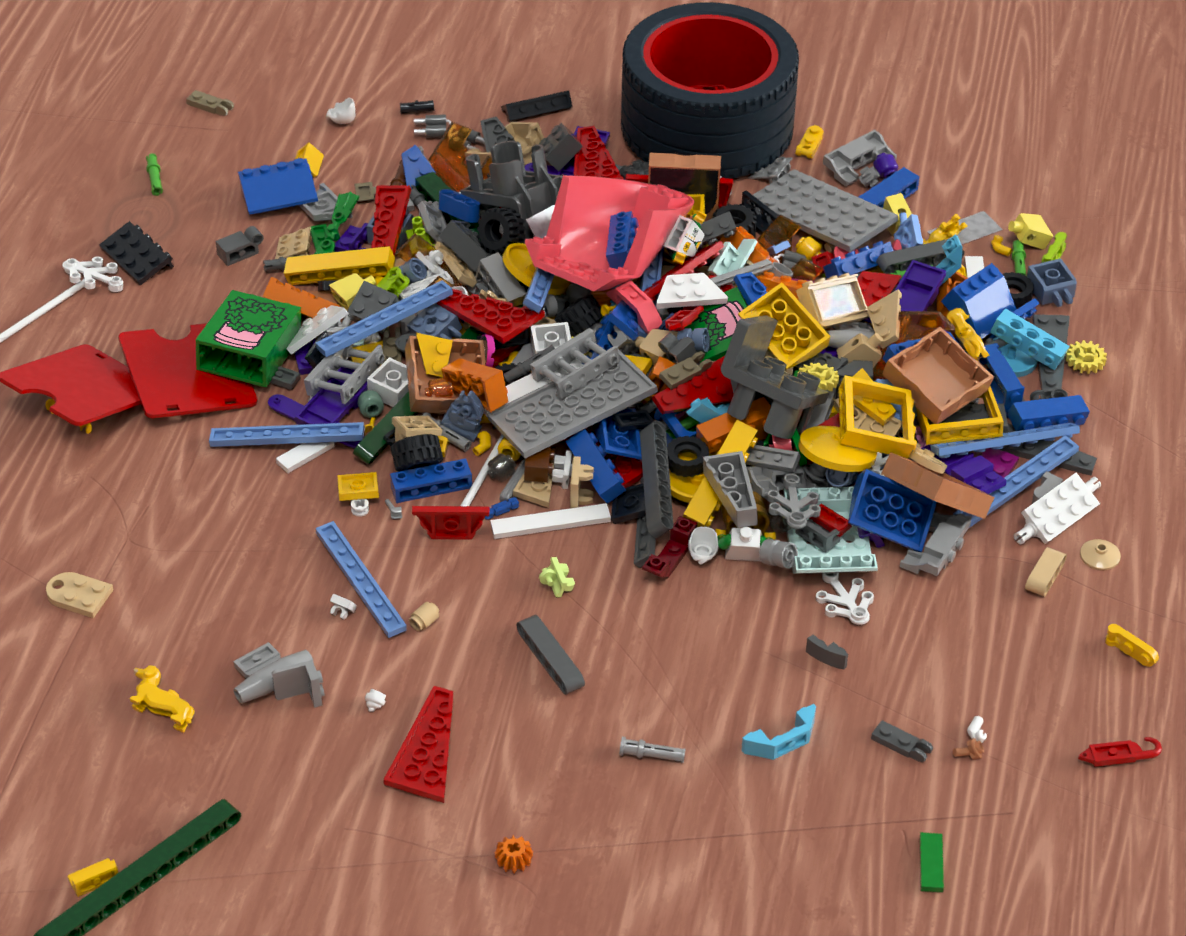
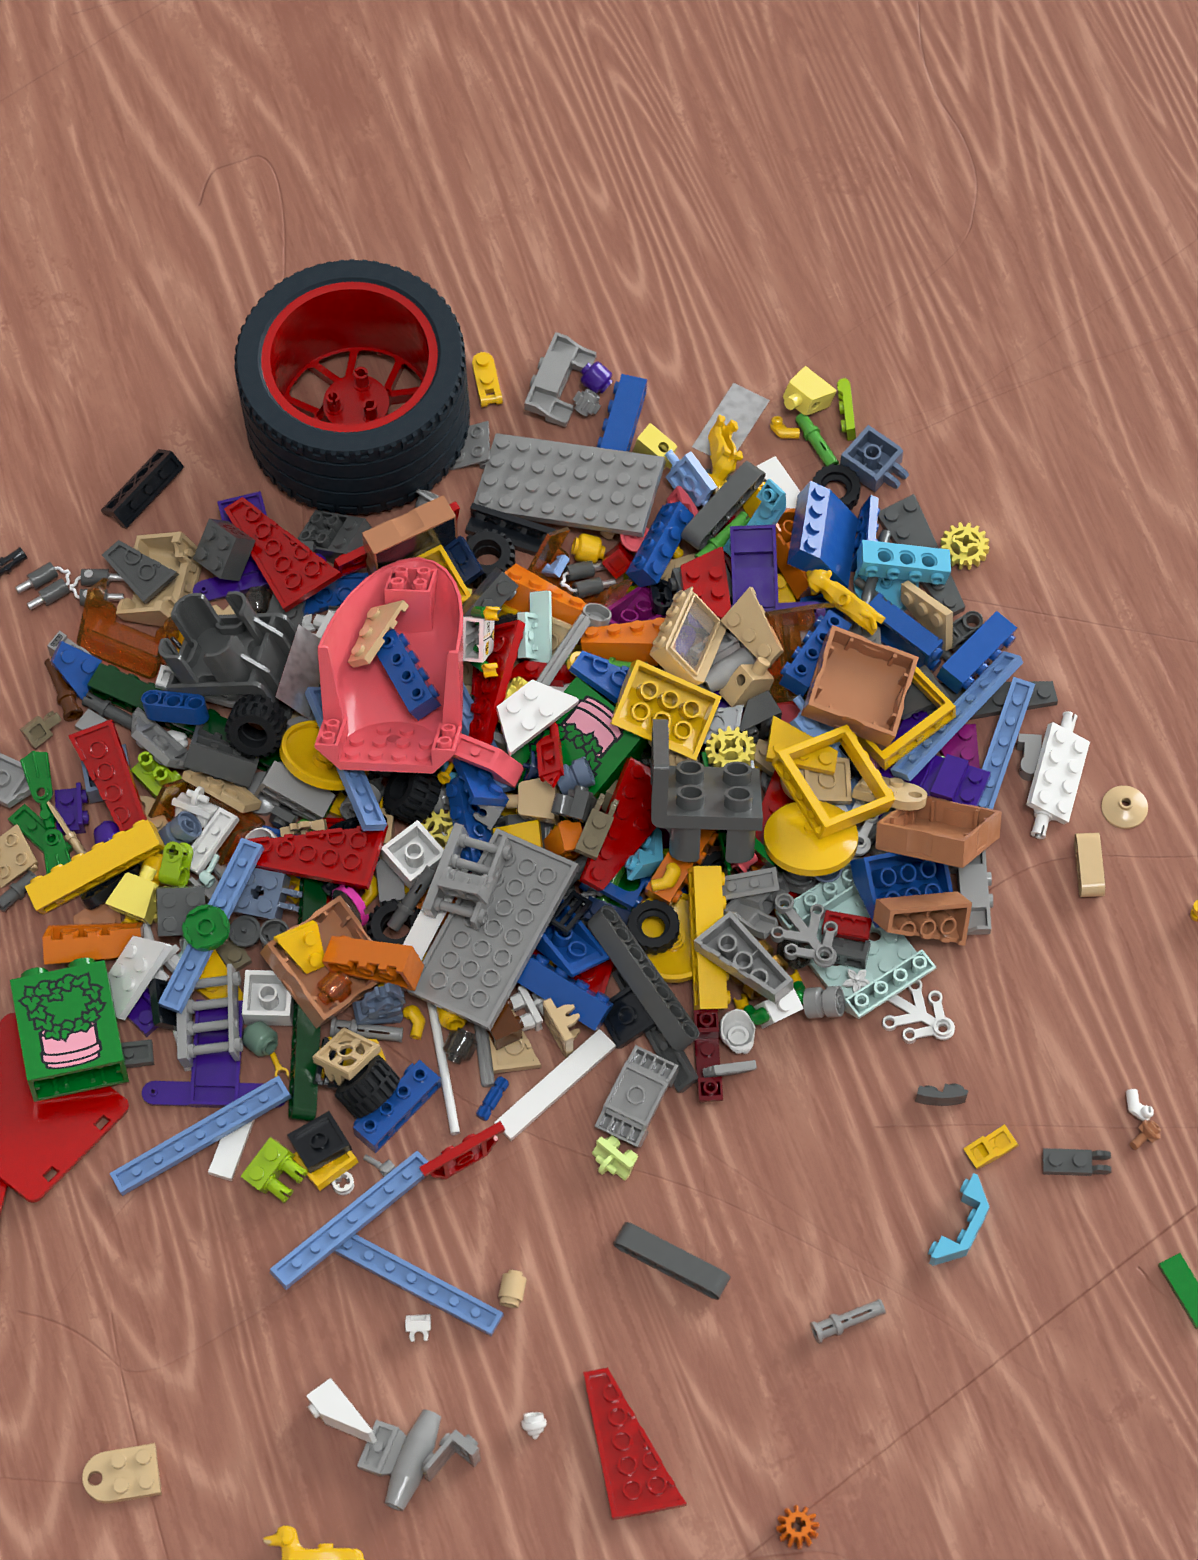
camera: 30 degrees left, 20 degrees up
(246, 623) = (336, 1411): none -> white slope
(317, 470) = (269, 1165): none -> lime brick
(339, 248) = (70, 835): none -> tan piece
(342, 522) = (349, 1221): none -> medium blue plate
(361, 473) = (319, 1142): none -> black tile
(379, 315) = (206, 928): none -> green tile
(566, 362) = (466, 885): none -> light grey hinge
(599, 545) = (636, 1096): none -> light grey plate
(614, 208) = (370, 639): none -> tan wing
(681, 562) = (729, 1069): none -> light grey tile
(713, 207) = (464, 560): none -> dark blue plate
(715, 425) = (669, 879): none -> yellow arm
(813, 551) = (856, 980): none -> white plant
(836, 702) = (991, 1147): none -> yellow slope
(892, 533) = (927, 915): none -> nougat wedge
(1028, 374) = (928, 612): none -> tan wing

